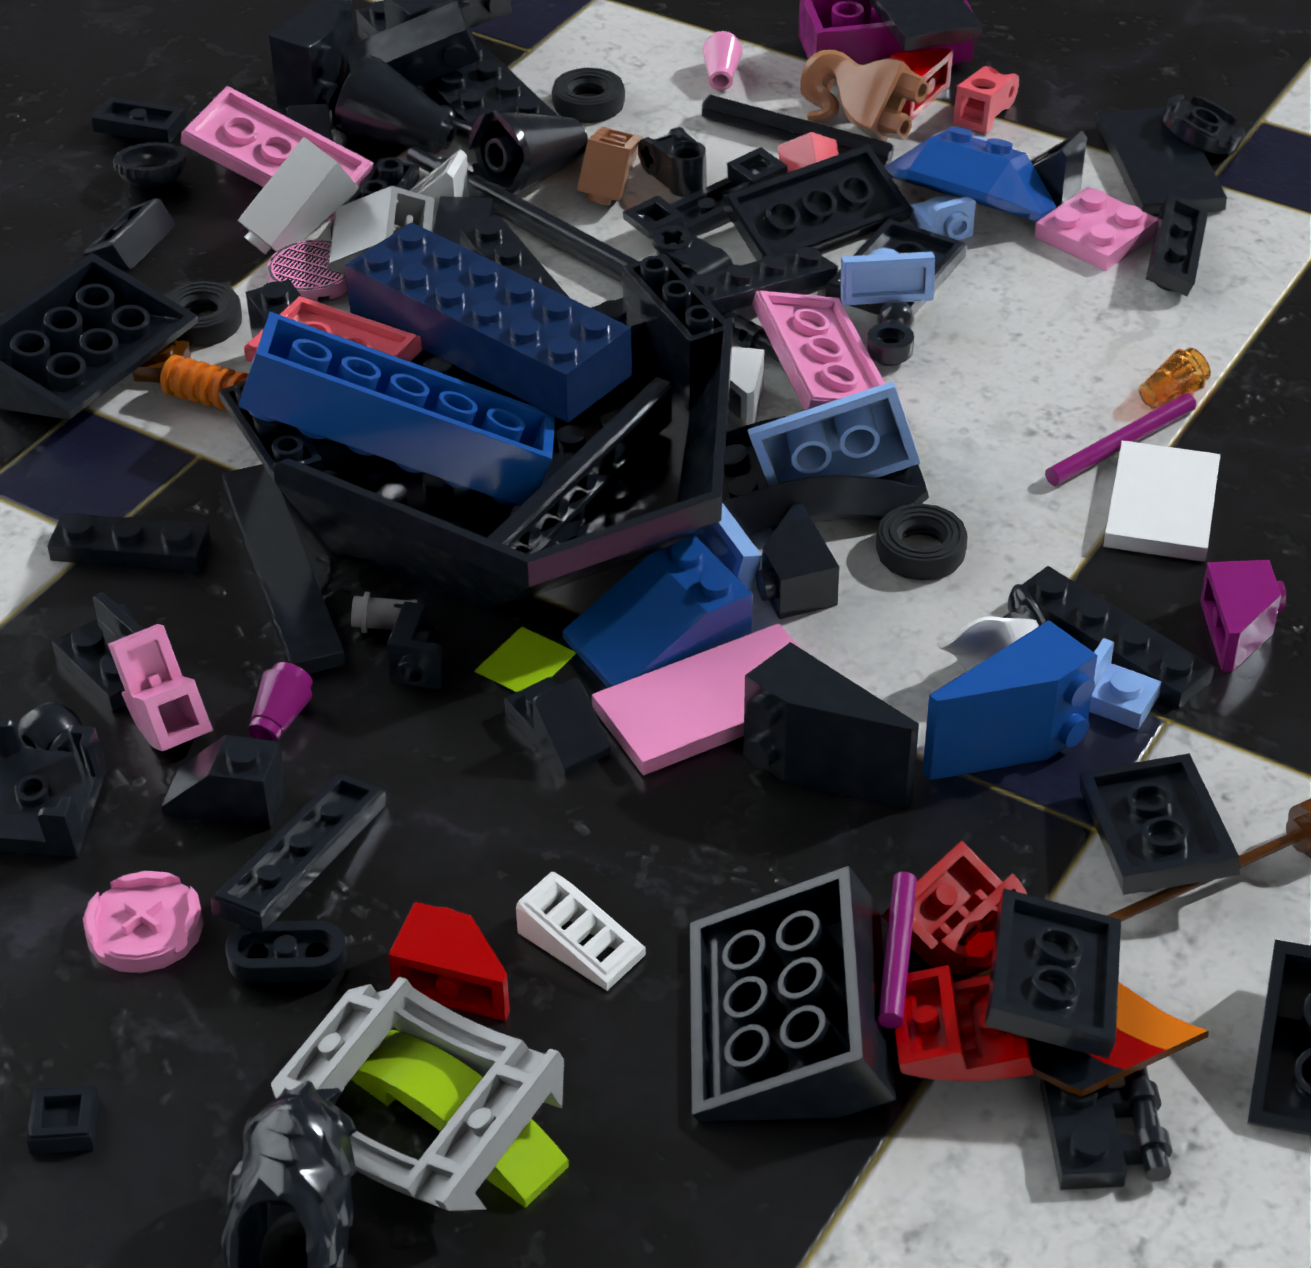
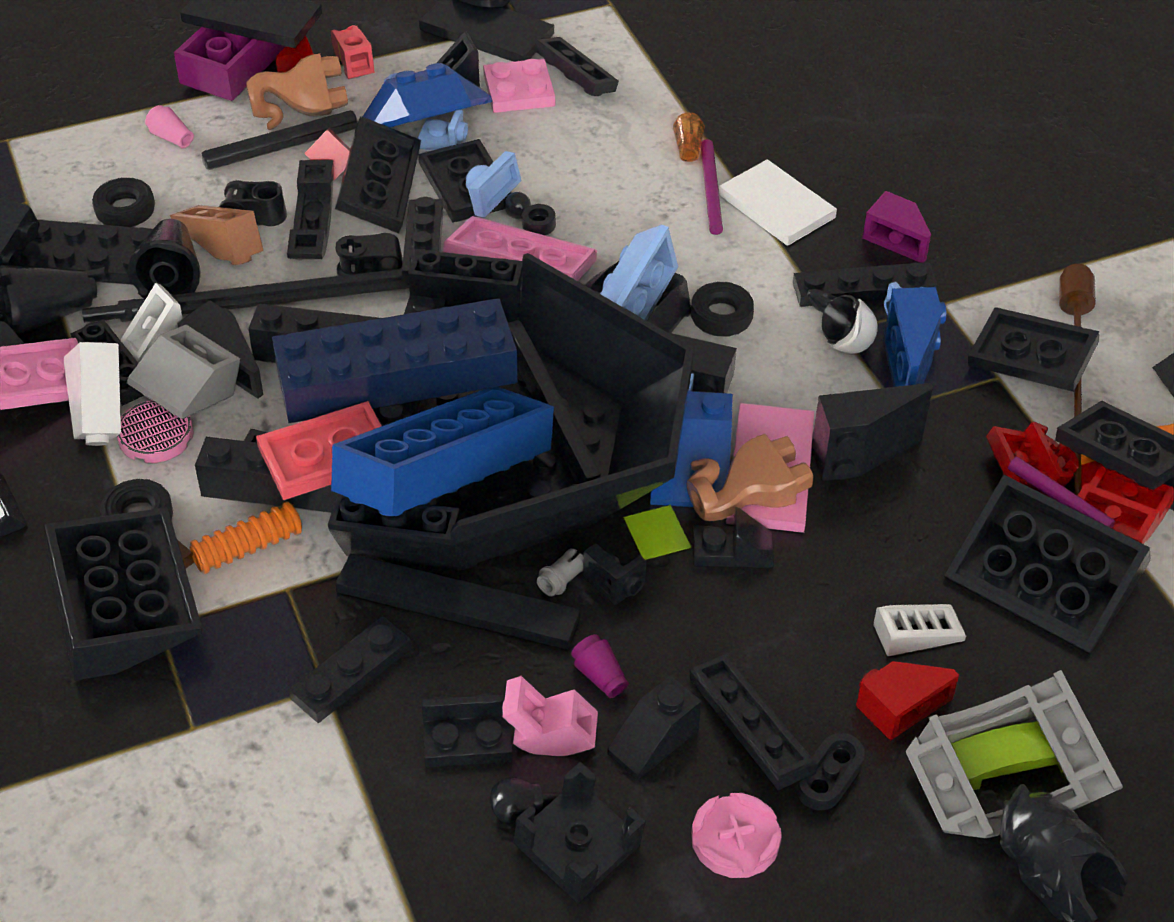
camera: 55 degrees left, 5 degrees up
(653, 678) = (754, 478): none -> nougat hips

